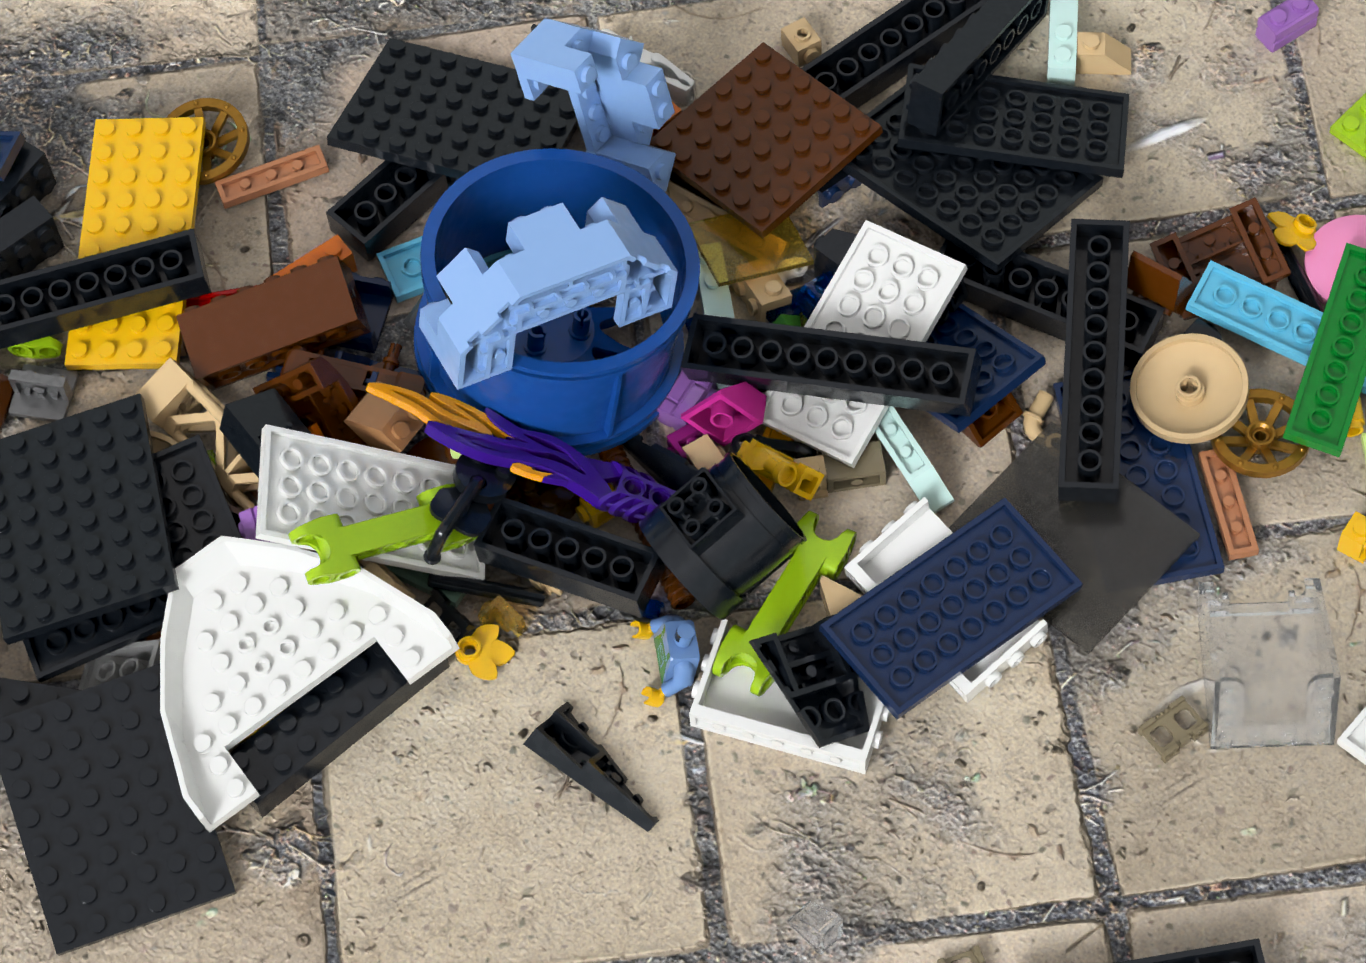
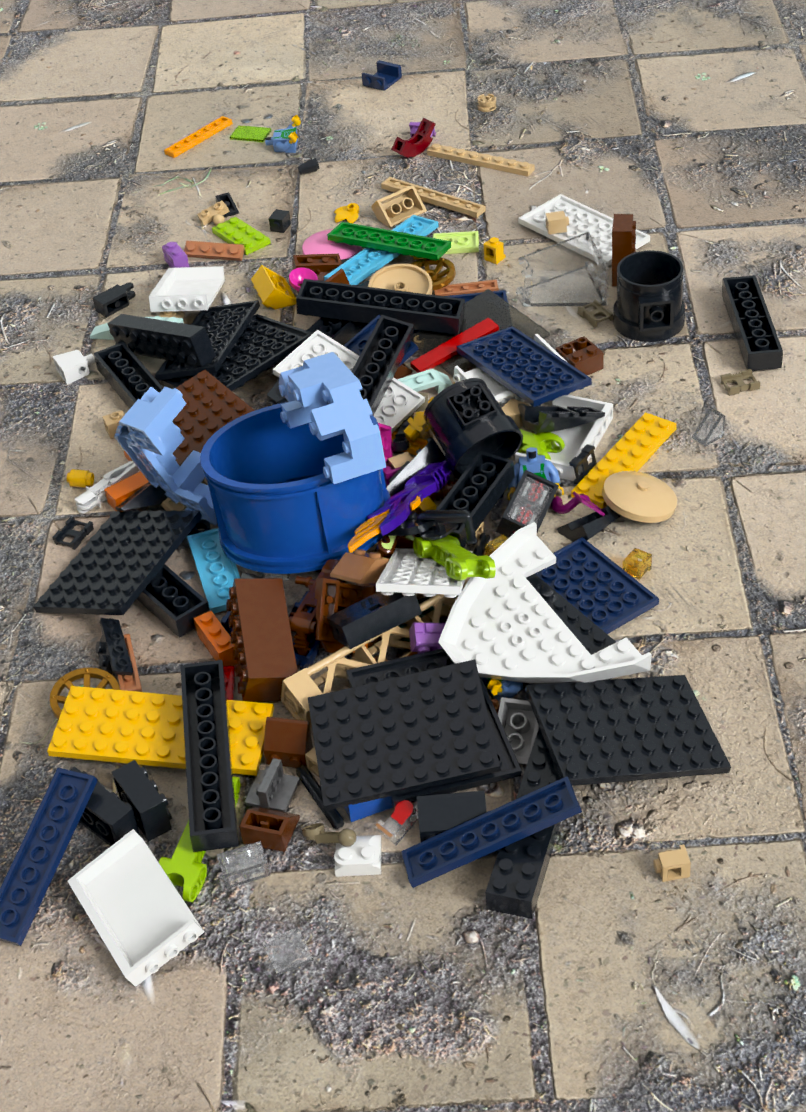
camera: 85 degrees left, 20 degrees down
(107, 383) = (287, 741): none -> reddish brown slope
(285, 156) = (113, 649): none -> black bracket
(423, 754) = (597, 586): none -> dark blue plate
(467, 807) = (637, 568): none -> clear yellow brick
(588, 648) = (527, 504): none -> brick
(595, 725) = (558, 507): none -> magenta piece
(627, 815) = (639, 496): none -> tan dish
(668, 26) = (80, 478): none -> yellow brick
(707, 724) = (582, 459): none -> black piece
(744, 795) = (626, 455): none -> yellow plate
(1012, 705) = (582, 355): none -> reddish brown slope
(1032, 500) = (448, 349): none -> red tile
(1160, 856) = (649, 296): none -> black cylinder
(1162, 57) = (187, 289): none -> white panel
(1200, 192) = (273, 289): none -> yellow slope
(1203, 215) = (298, 275): none -> dark pink piece
(1316, 748) = (622, 240): none -> reddish brown brick
(1323, 77) = (214, 250): none -> nougat plate

